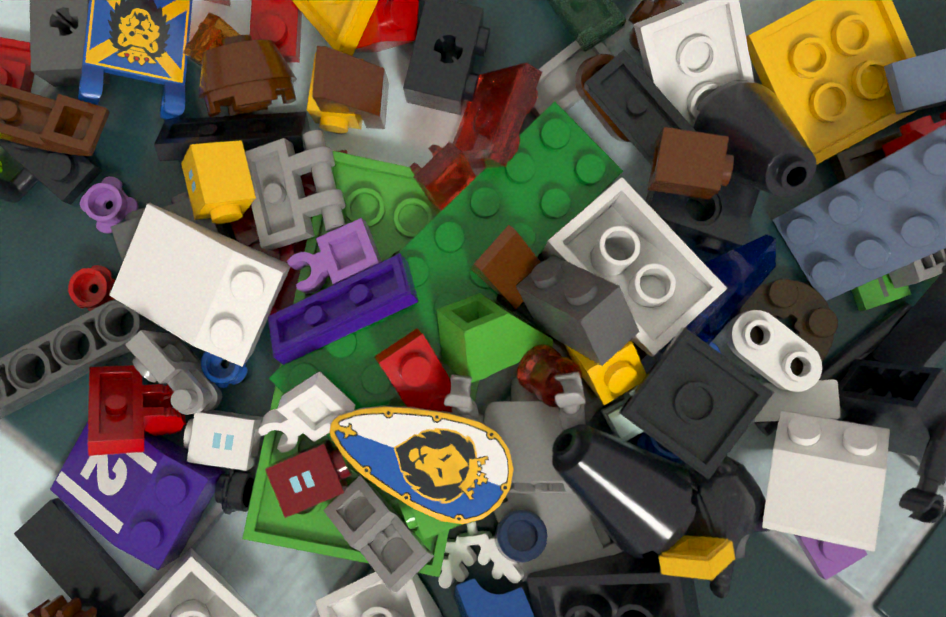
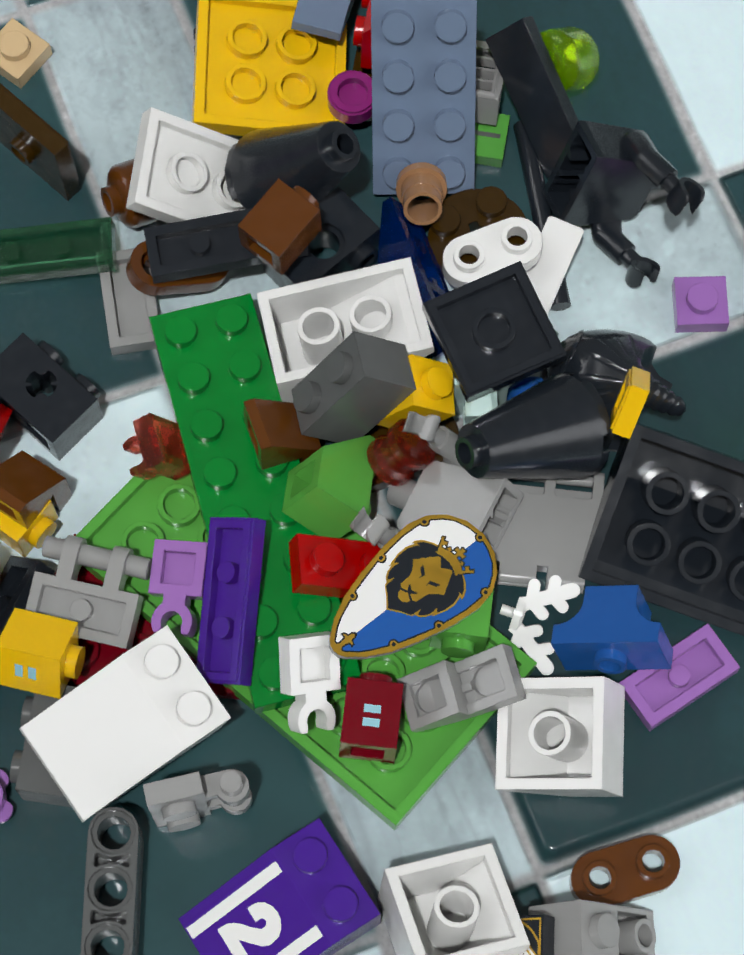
camera: 65 degrees left, 15 degrees down
(82, 282) = (44, 859): red plate -> none
(118, 413) = (205, 875): red hinge -> none
(222, 377) = (212, 751): blue plate -> none
(224, 439) = (287, 798): white brick -> none
(234, 490) = (344, 820): black plate -> none
(495, 117) = (130, 372): clear red plate -> none
(521, 536) = (537, 561): dark blue tile -> none
(795, 261) = (421, 180): none -> medium nougat piece
(827, 480) = (627, 266): white slope -> none
(849, 153) = (350, 97): none -> magenta tile

